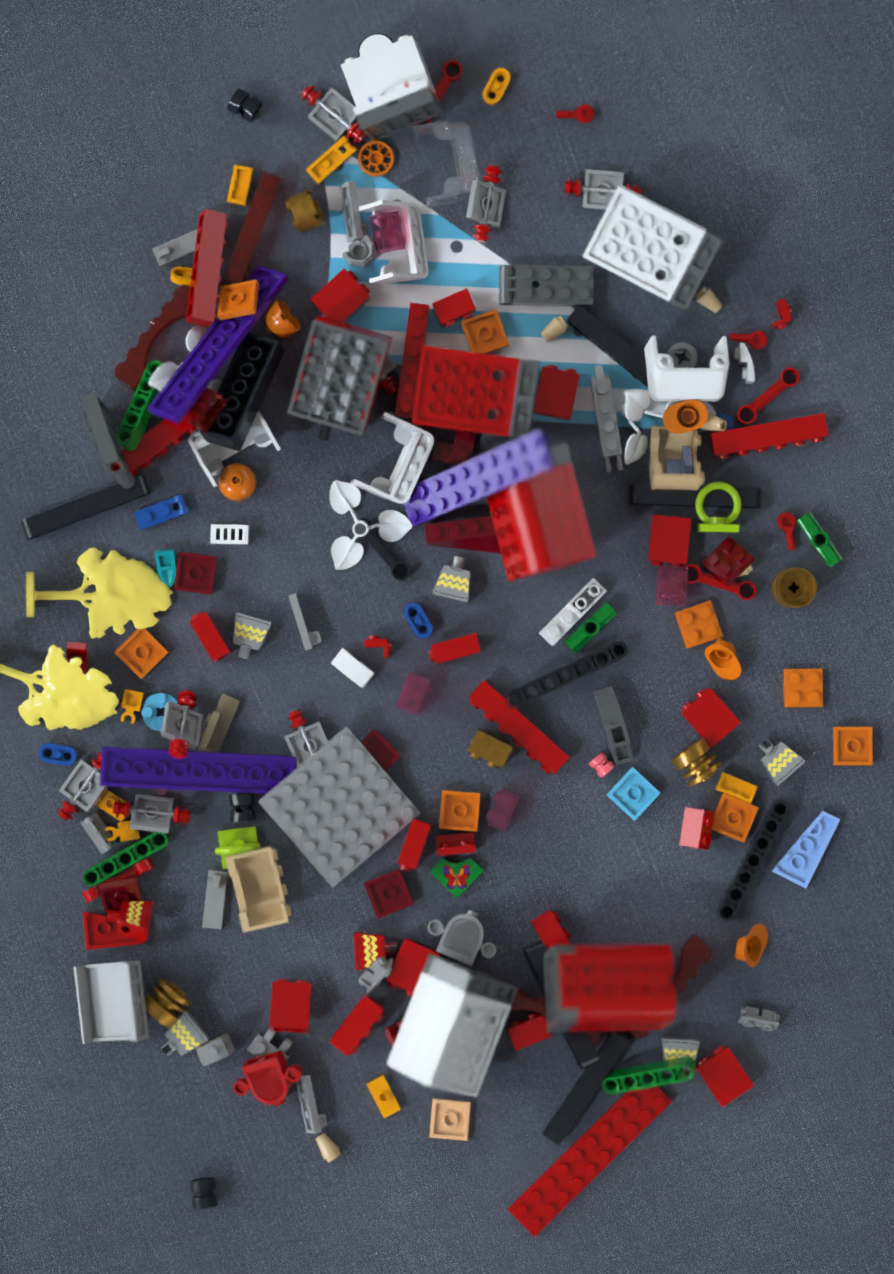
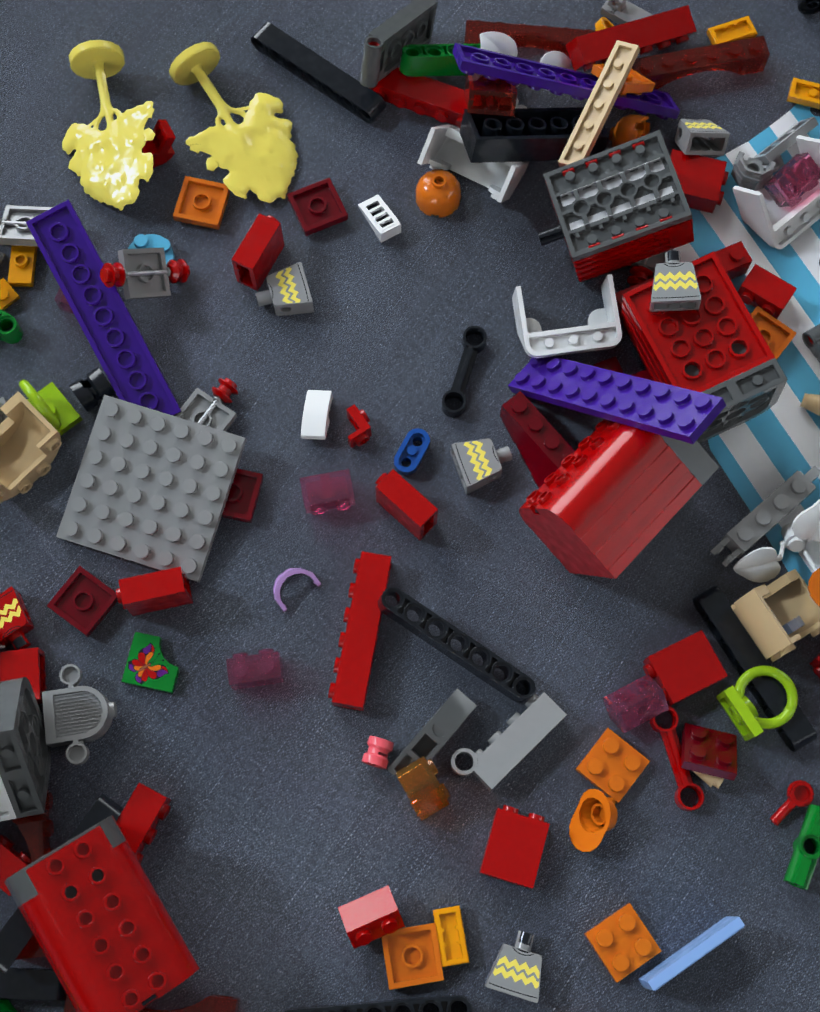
camera: 60 degrees right, 15 degrees down
(58, 753) = (45, 186): blue plate -> none
(131, 702) = (142, 222): light orange plate -> none
(151, 813) = (31, 302): light grey plate -> none
(161, 512) = (359, 143): blue plate -> none
(166, 565) = (308, 173): teal plate -> none
(218, 724) = (168, 315): dark tan bracket -> none
(257, 338) = (600, 103): none -> tan plate
(305, 210) = (754, 96): pearl gold brick -> none
(308, 638) = (319, 350): light grey hinge -> none
(313, 272) = (693, 137): none -> light grey torso
(348, 552) = (491, 303): white plant -> none
(430, 389) = (674, 285): none -> light grey torso
(451, 753) = (282, 577): none -> lavender helmet
(455, 844) = (183, 641): red bracket -> none
(459, 810) = (226, 623): orange plate -> none
(490, 749) = (316, 609): pearl gold brick -> none
(556, 392) = (755, 446): red brick -> none
(572, 612) = (531, 611): white slope -> none
(581, 636) = (543, 645): green piece -> none
(633, 793) = (366, 812): medium azure plate -> none
(641, 752) = (423, 787): none -> clear orange brick
(648, 676) = (514, 743): none -> light grey hinge
(696, 762) = (450, 864): pearl gold wheel -> none
(805, 587) = (749, 850): pearl gold wheel -> none
(834, 653) = (691, 952): none -> light blue tile

